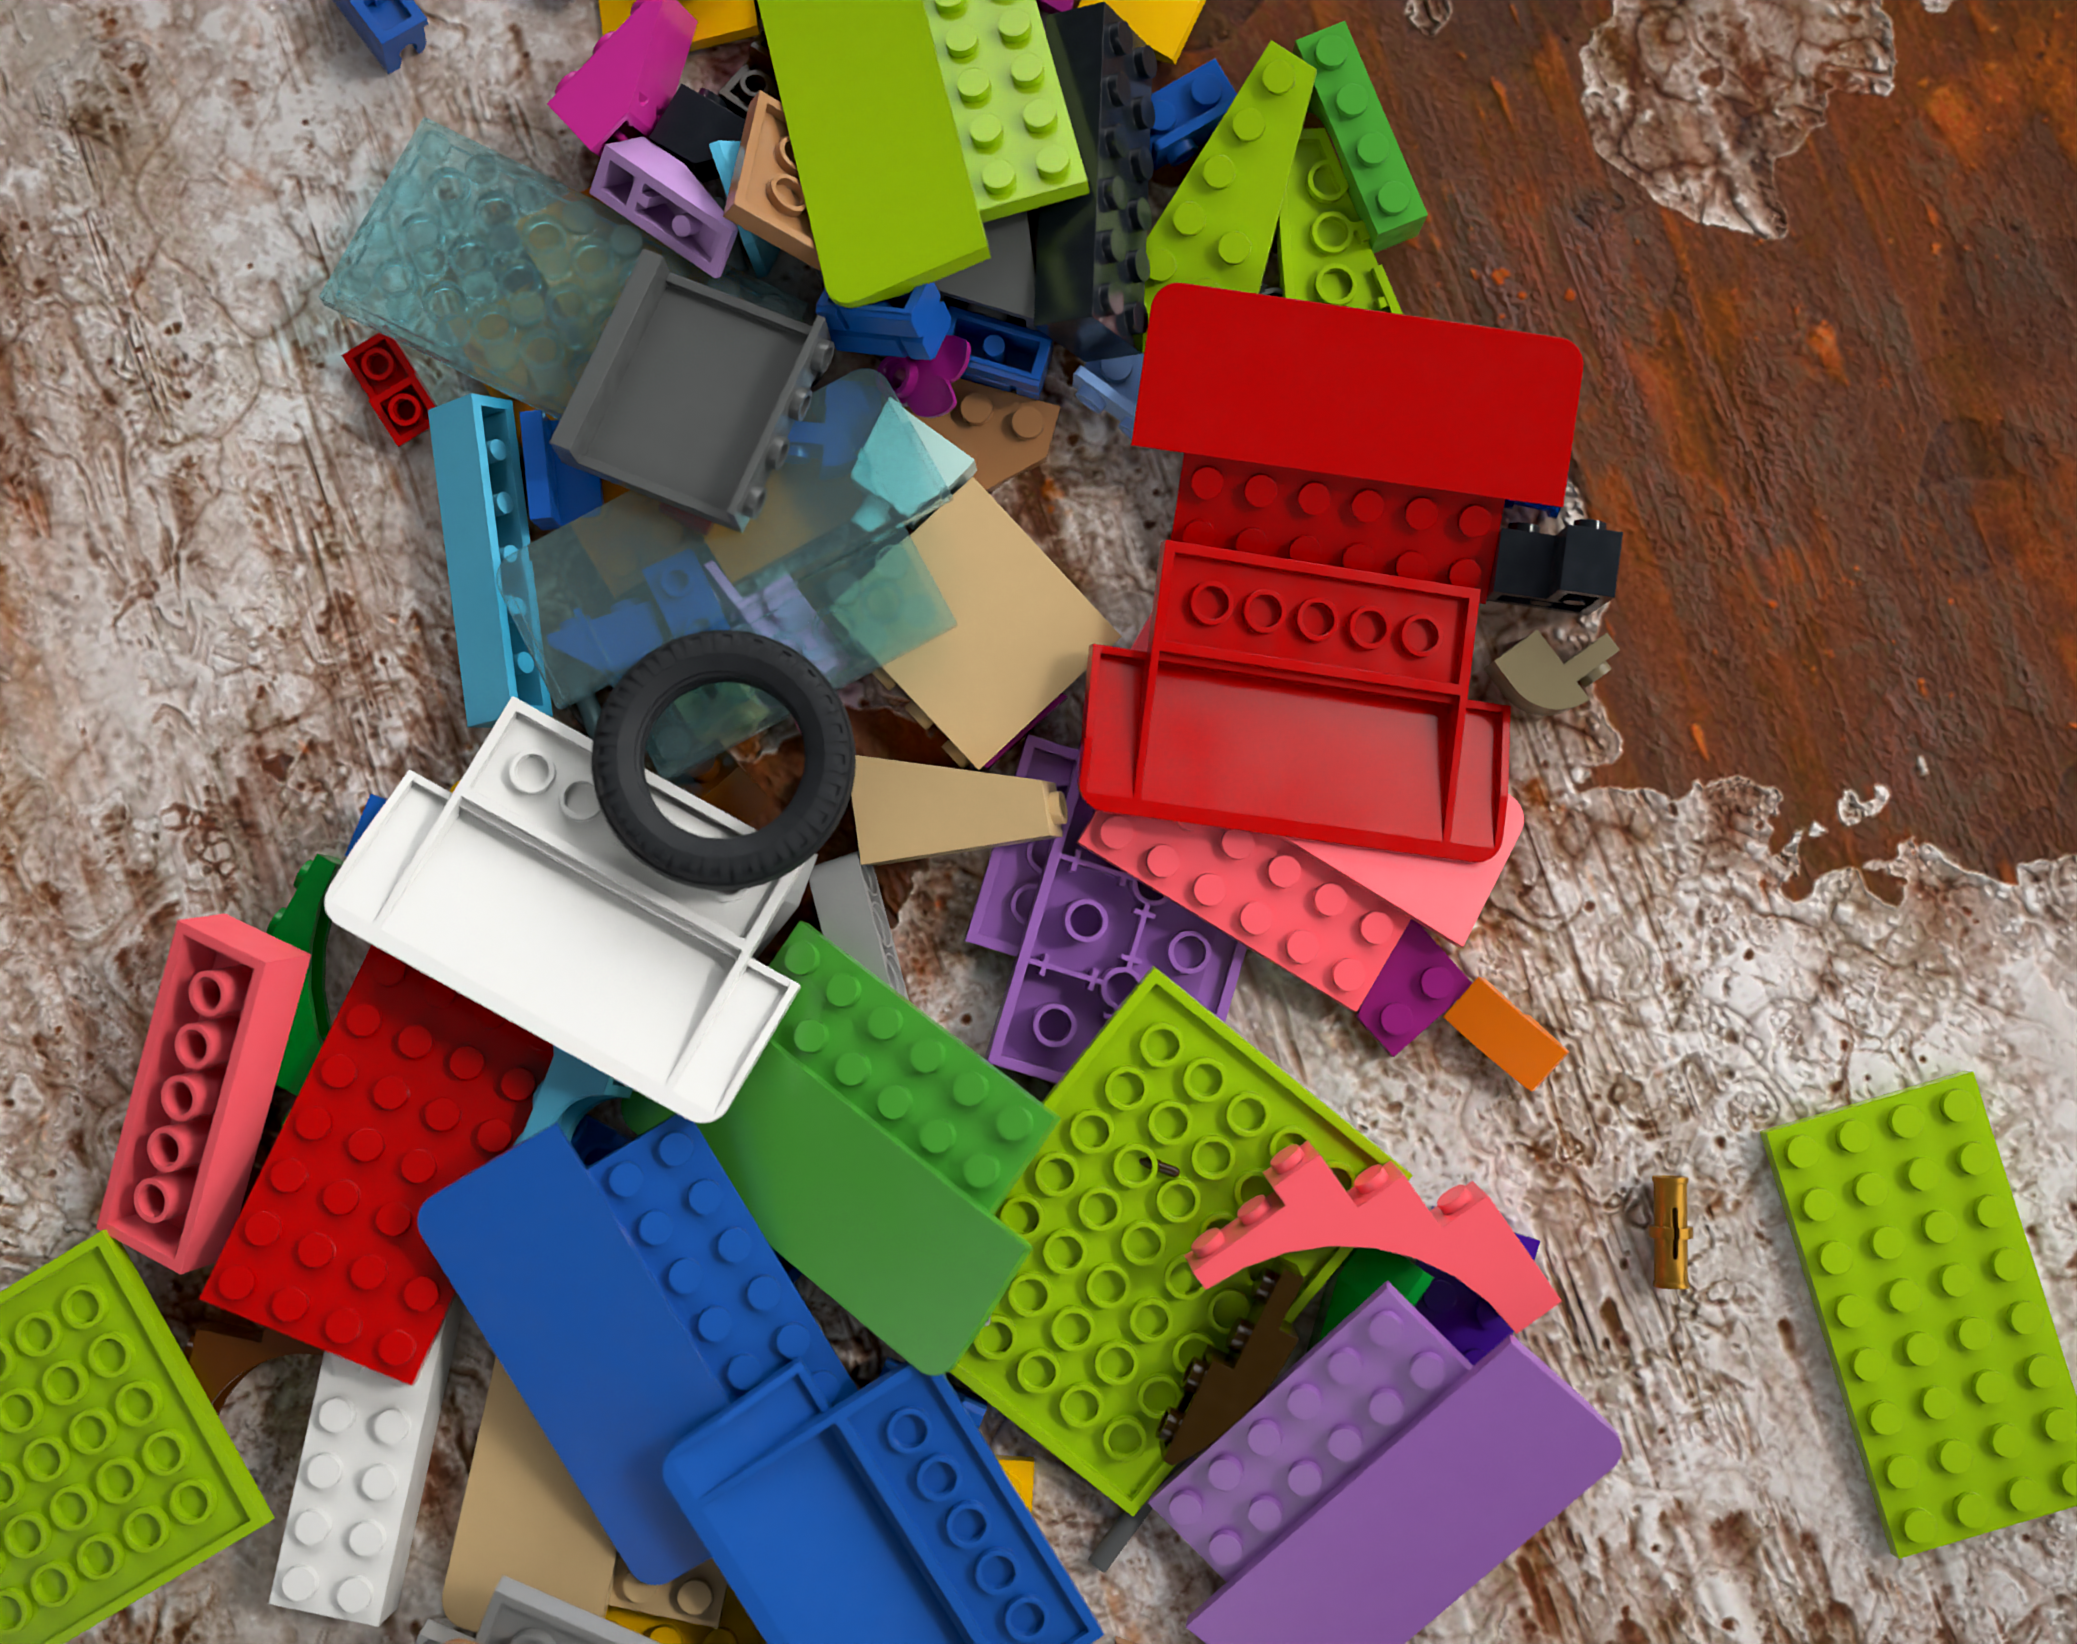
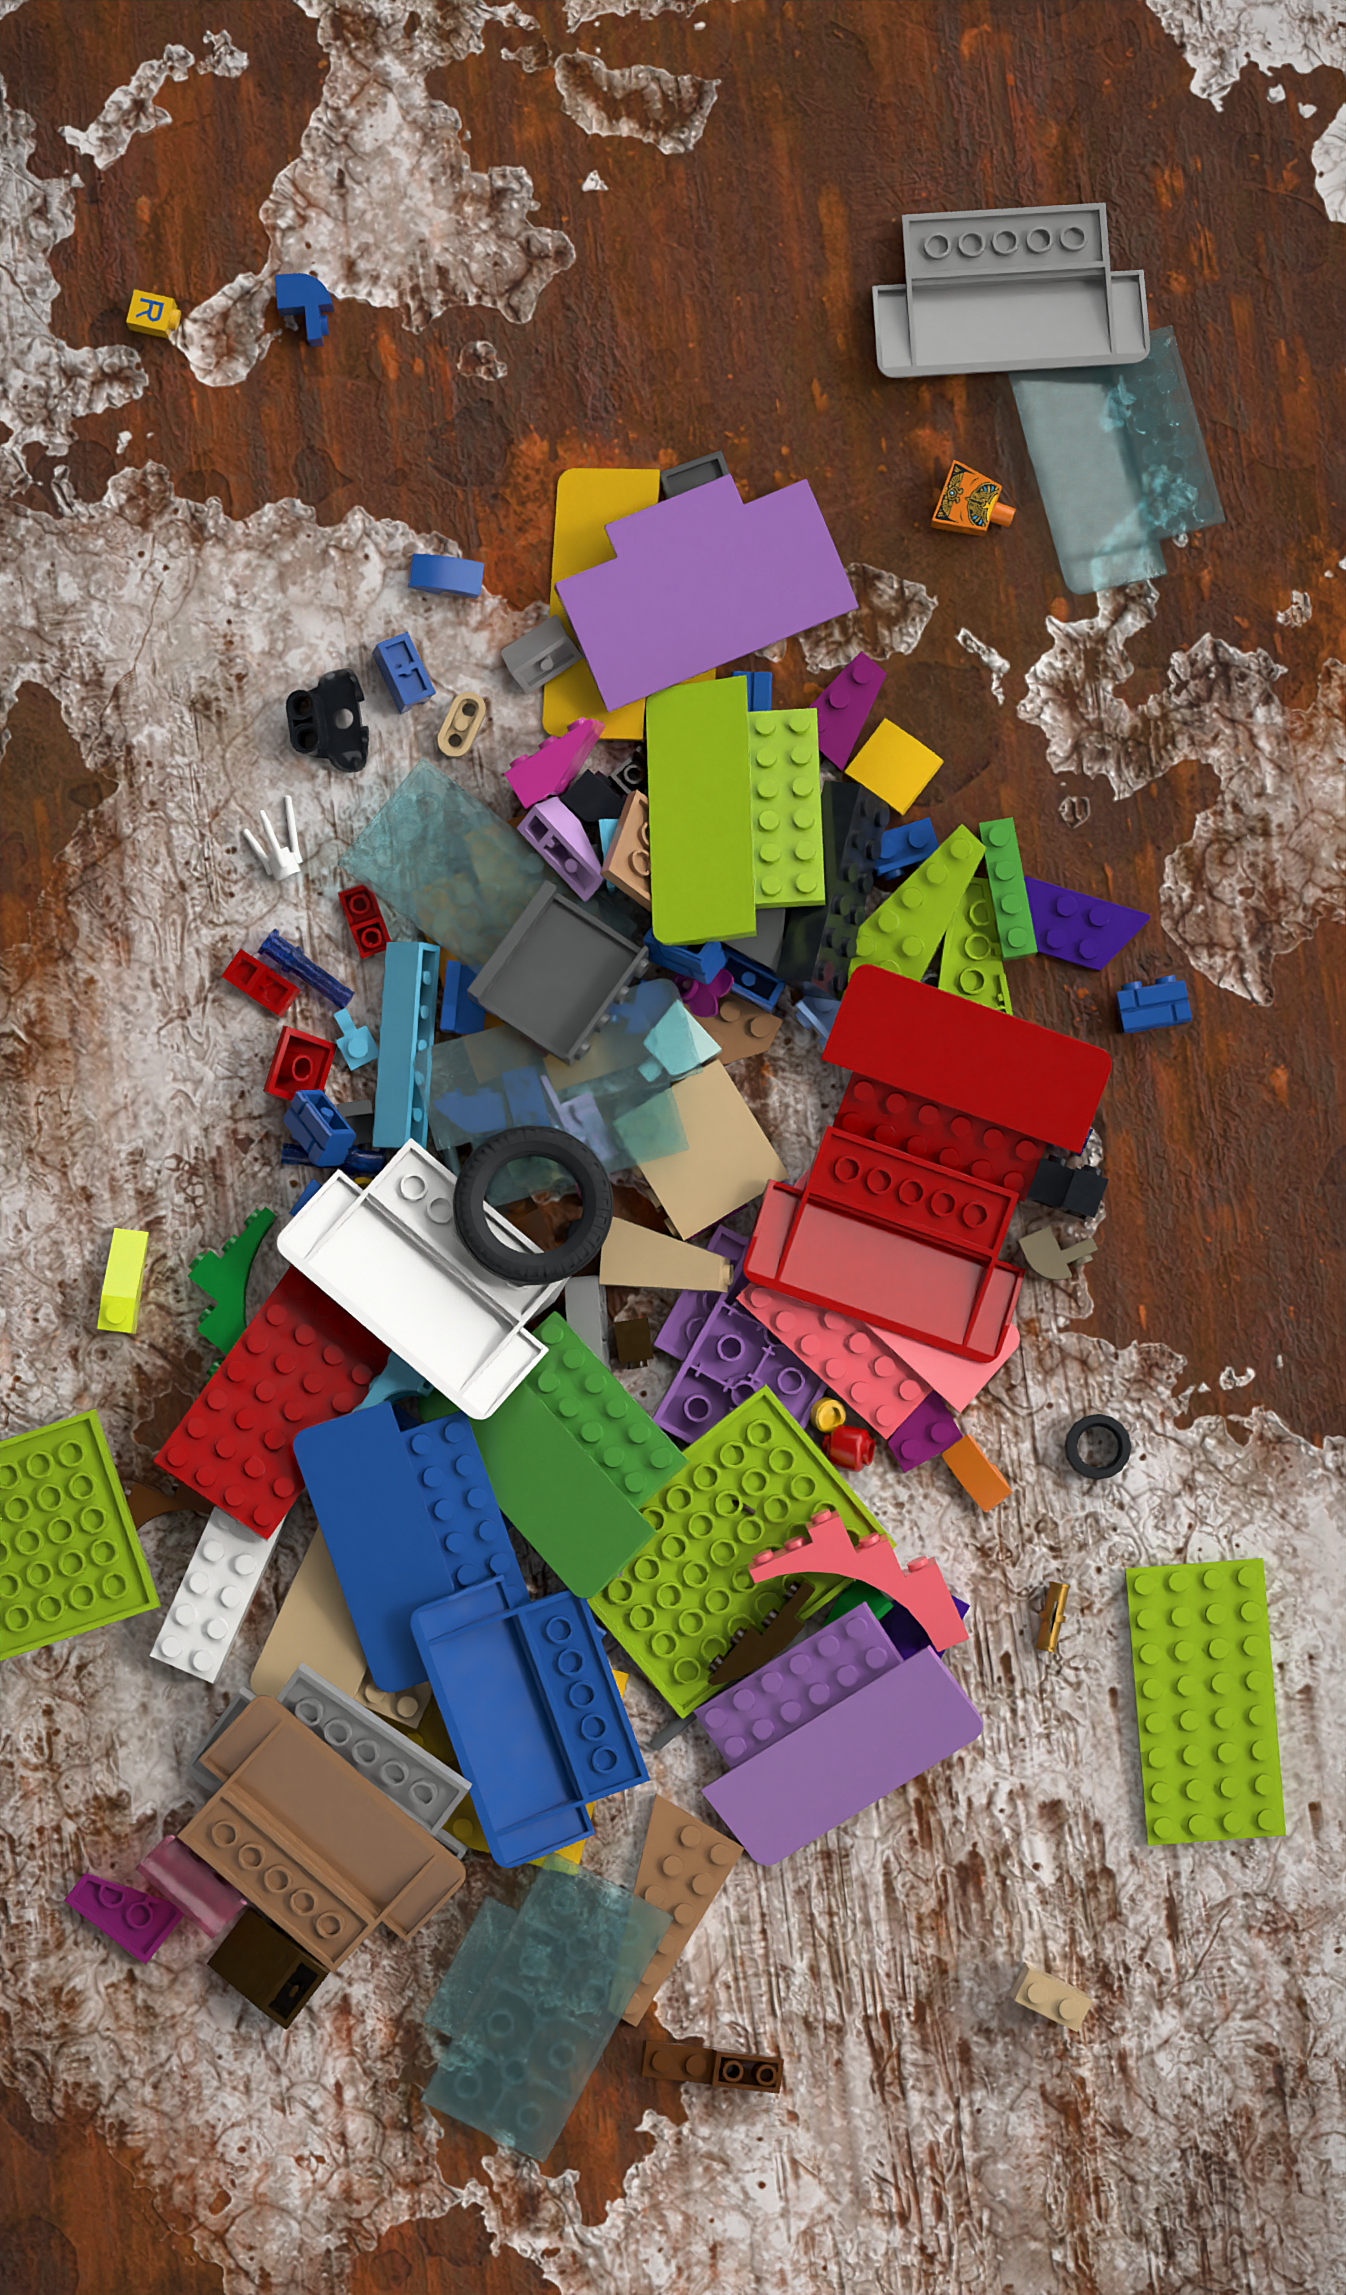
camera: 15 degrees right, 0 degrees up
(120, 1012) = (123, 1282): none -> neon yellow slope
(202, 1090) = (172, 1338): coral brick -> none
(248, 328) = (282, 862): none -> white plant
(253, 516) = (260, 983): none -> red slope
(261, 102) = (343, 747): none -> black piece
(296, 471) = (293, 960): none -> clear blue pin
(331, 630) = (298, 1064): none -> red slope
(376, 714) = (319, 1128): none -> blue brick
(418, 578) = (356, 1044): none -> medium azure plate
(435, 696) = (360, 1118): none -> dark grey panel
(441, 756) = (355, 1162): none -> clear blue pin
(480, 70) = (460, 725): none -> tan plate
(934, 944) = (634, 1342): none -> dark brown brick
(1257, 992) = (827, 1414): none -> yellow tile
(1301, 1037) = (849, 1448): none -> red head
(1480, 175) = (1078, 925): none -> dark purple wing
(1615, 267) = (1153, 1005): none -> blue brick
(1723, 954) = (1112, 1425): none -> black tyre

